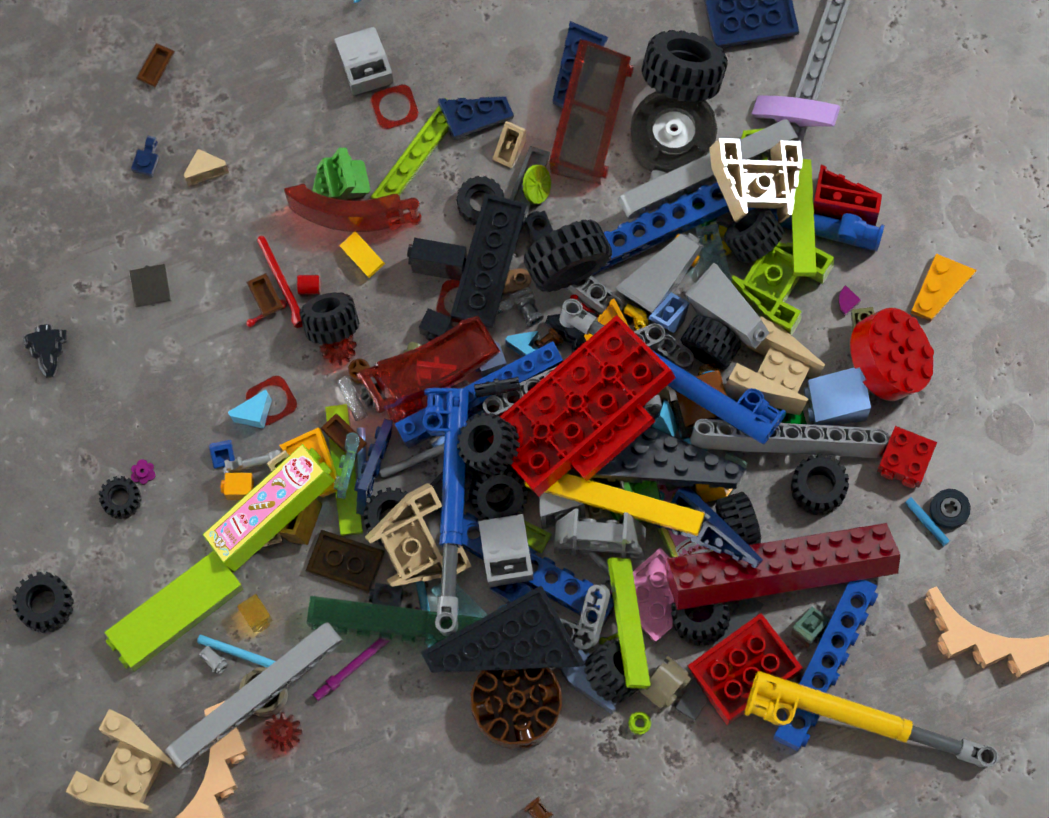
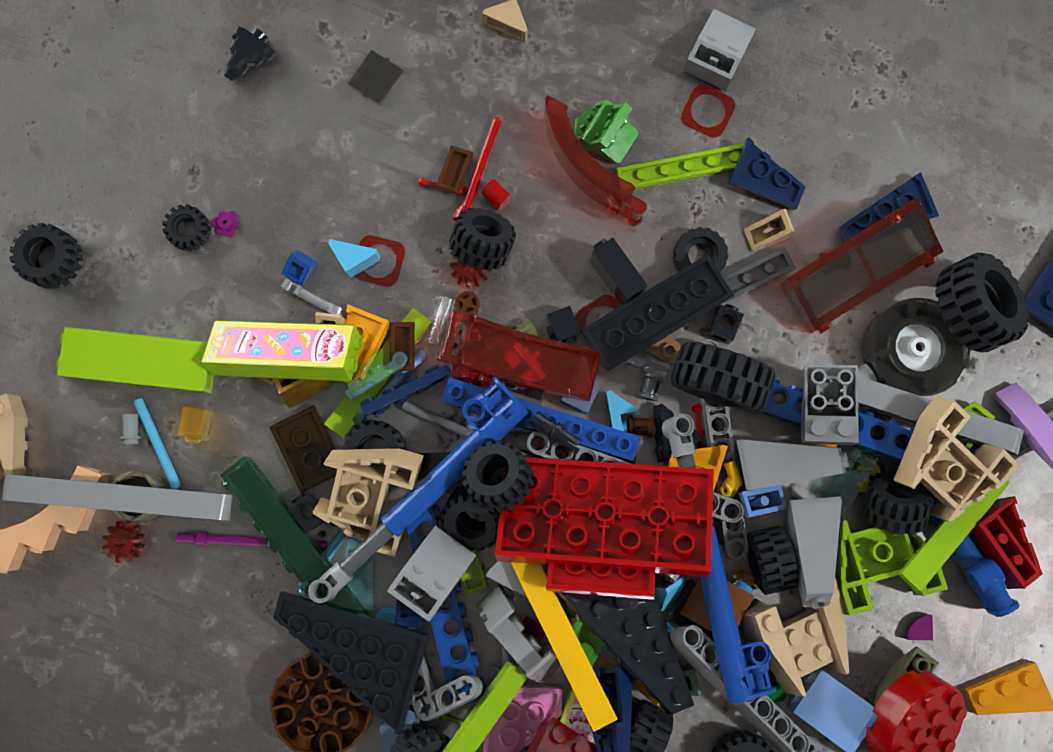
camera: 40 degrees right, 10 degrees up
(237, 485) = (282, 306): light orange brick -> none
(362, 254) = (562, 210): yellow slope -> none
(537, 184) = (759, 285): lime wheel -> none
(651, 213) = (830, 405): none -> light grey slope

